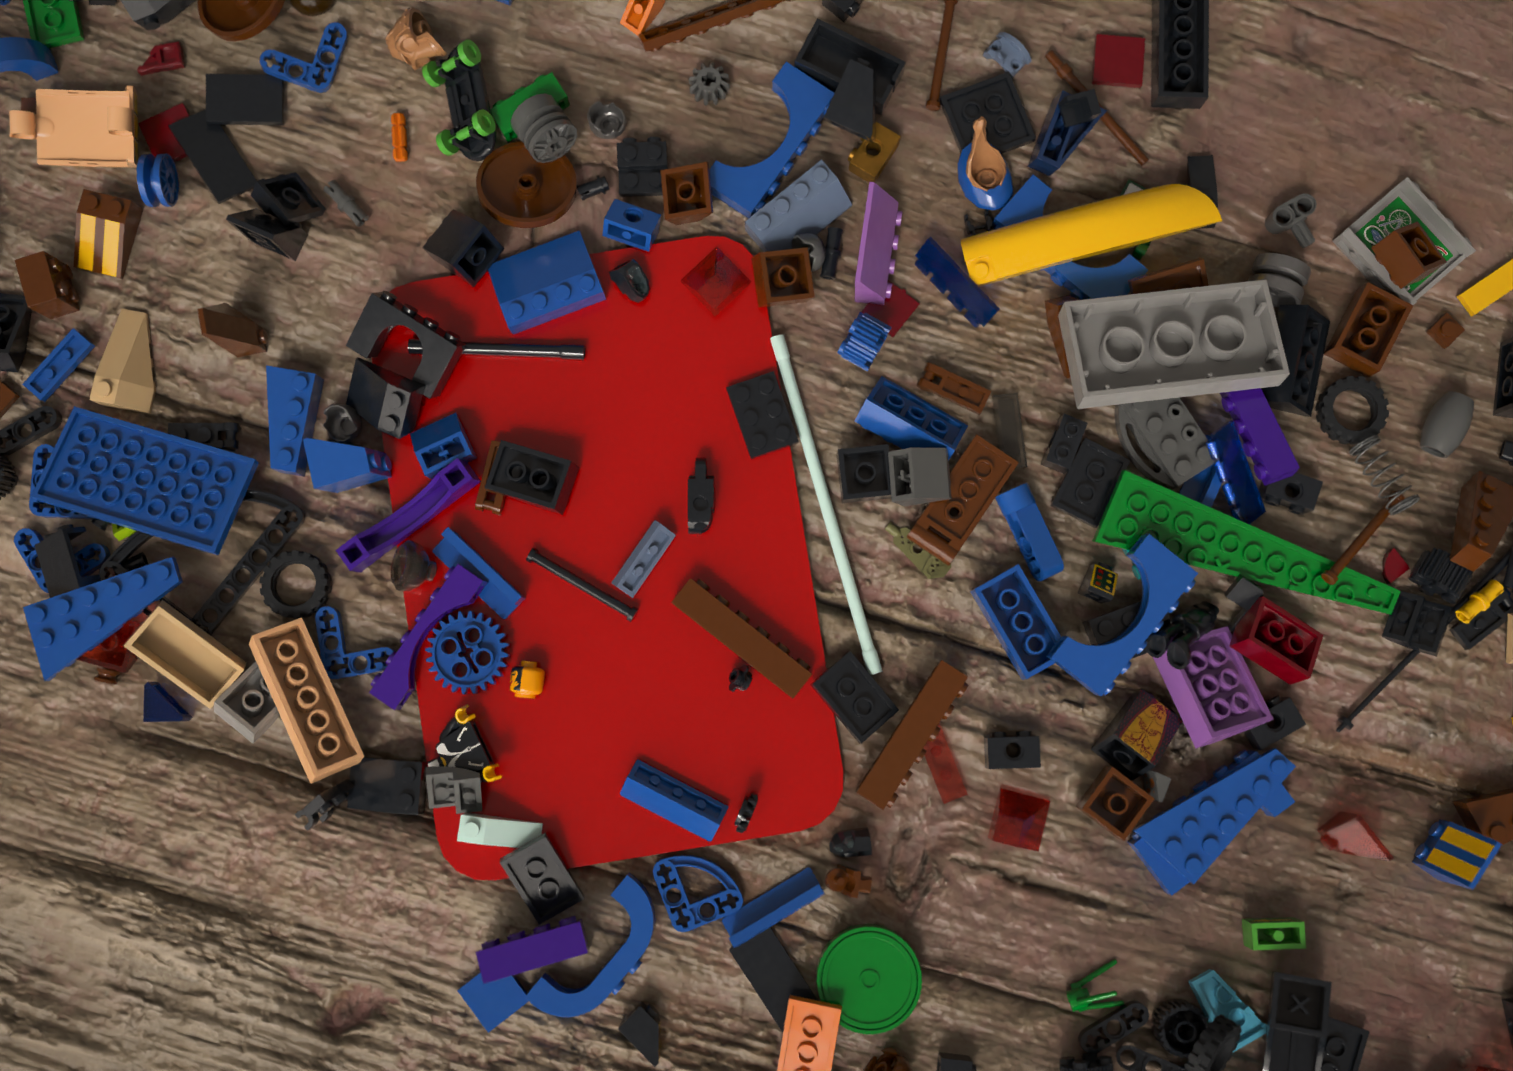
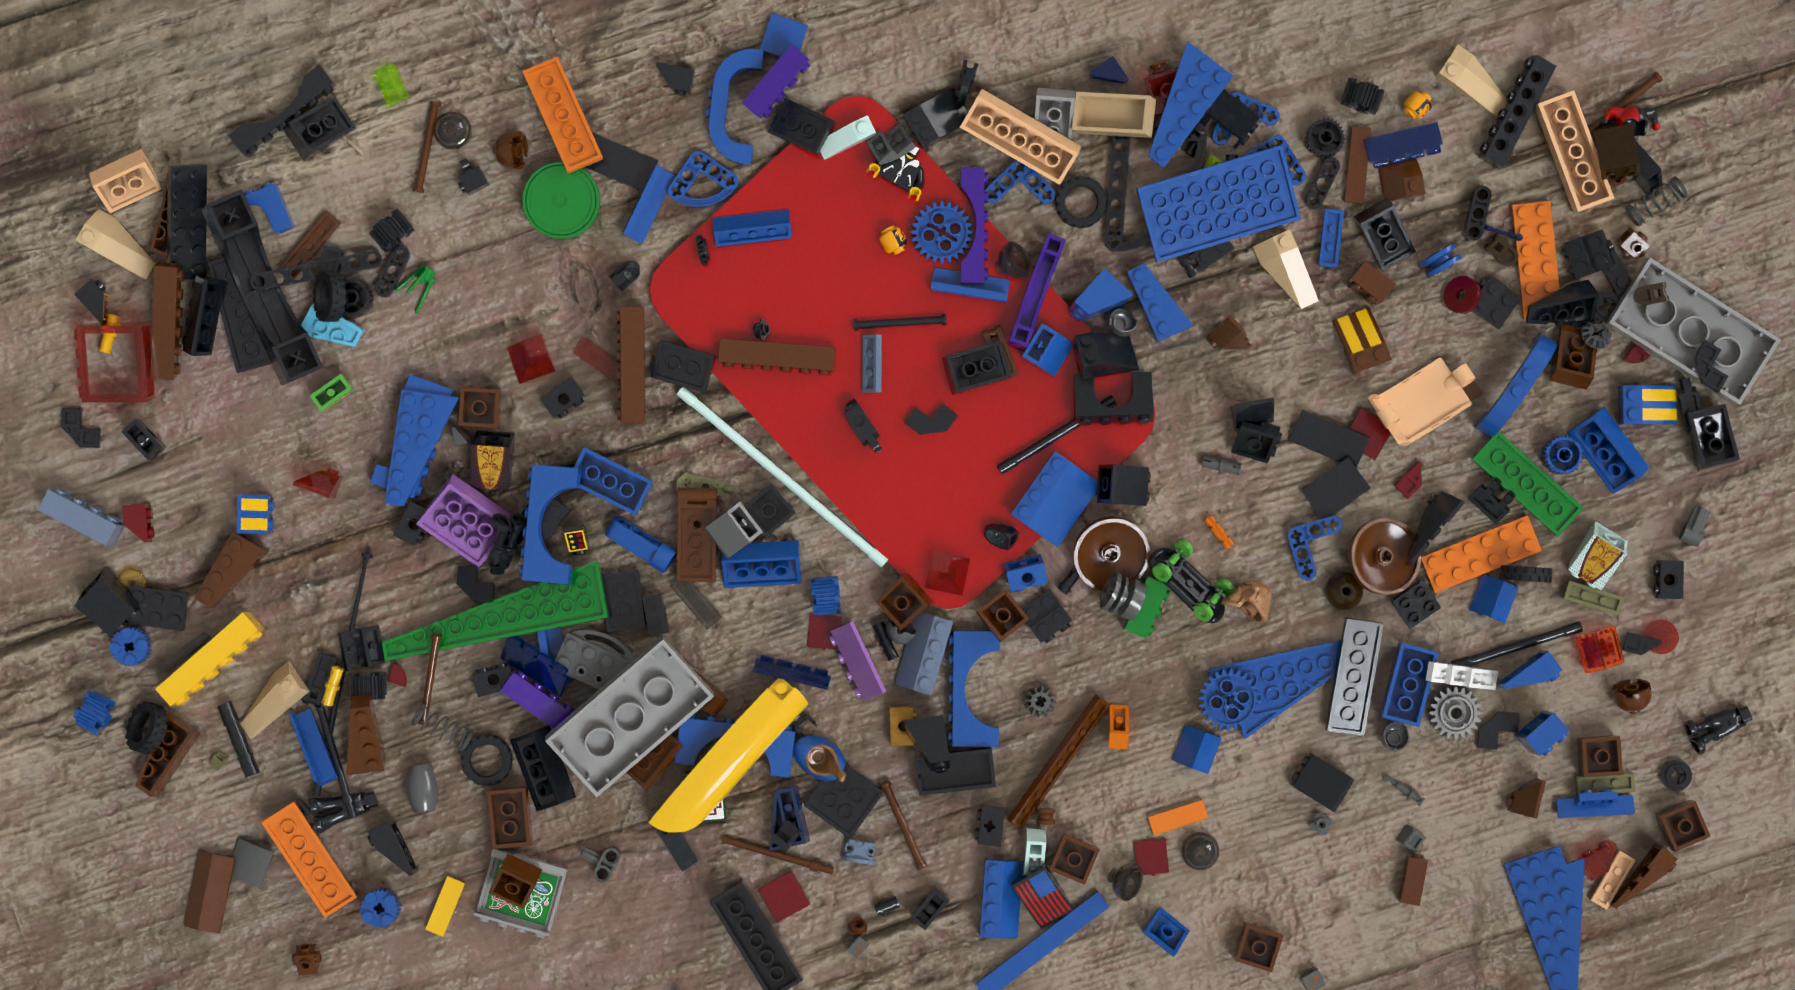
camera: 145 degrees right, 5 degrees up
(157, 180) = (1349, 397): blue wheel -> none
(606, 120) = (1089, 632): flat silver hair -> none
(615, 446) = (924, 425): none -> black tile
(762, 415) = (859, 505): black plate -> none
(848, 881) = (613, 250): reddish brown hips -> none
(954, 388) = (748, 605): reddish brown plate -> none
(1277, 641) = (443, 576): dark red slope -> none
(1283, 275) = (588, 811): flat silver wheel -> none
(1445, 330) = (459, 854): reddish brown plate -> none

